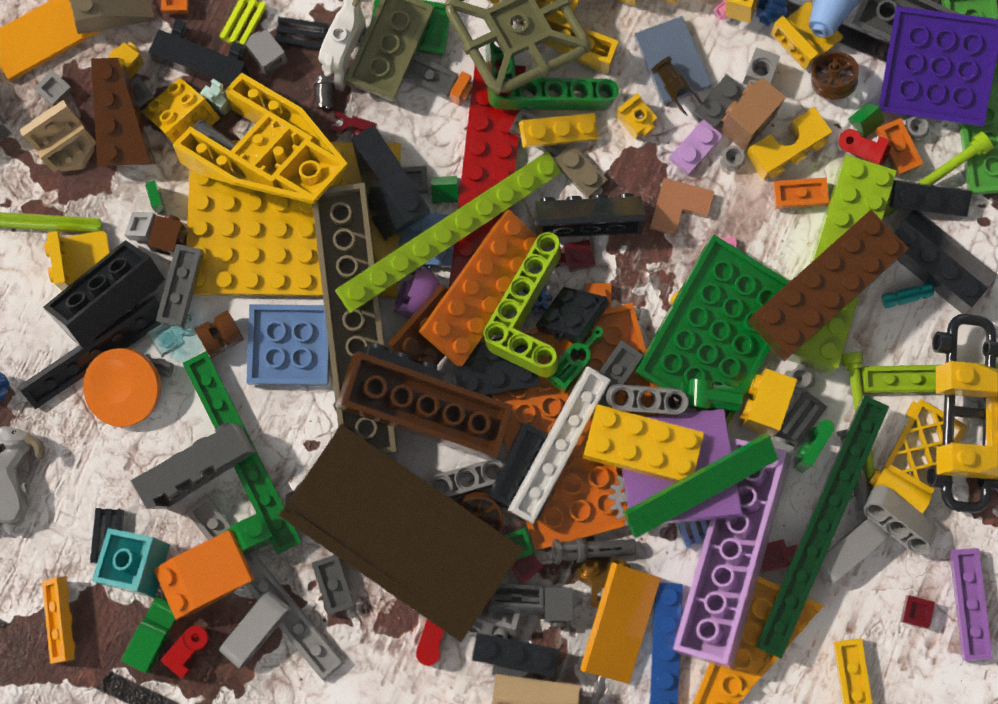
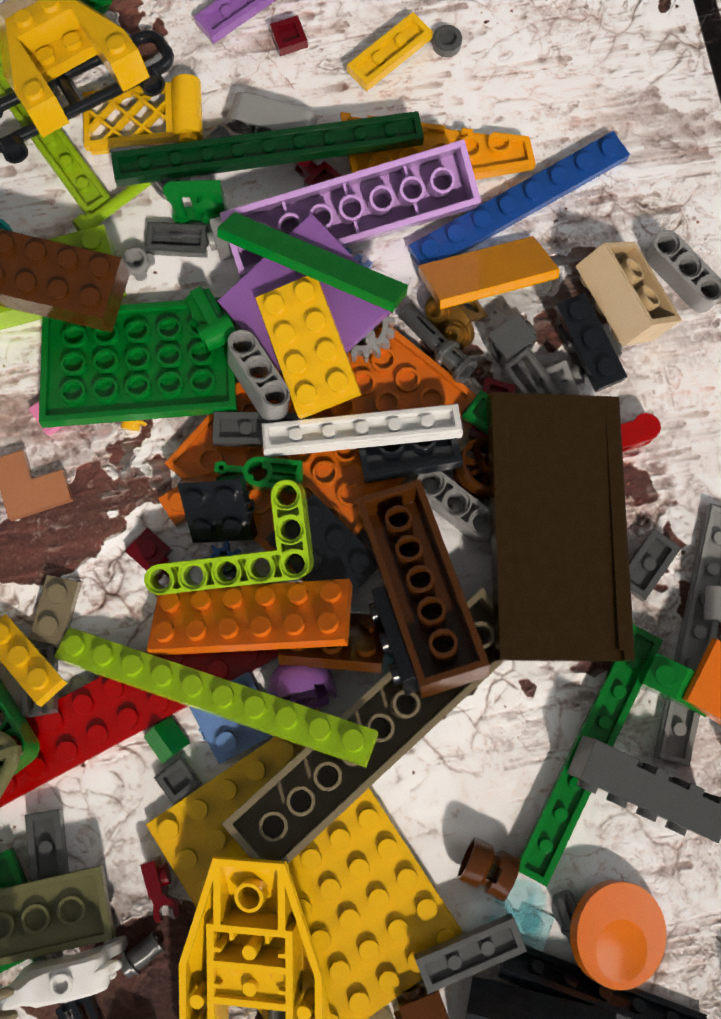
camera: 125 degrees left, 0 degrees up
(287, 345) = (448, 786): medium blue plate -> none
(390, 192) = (211, 790): black wedge -> none
(461, 88) = (39, 798): orange plate -> none
(590, 216) = (99, 565): black slope -> none
(768, 402) = (180, 265): yellow brick -> none
(900, 520) = (214, 91): light grey beam -> none

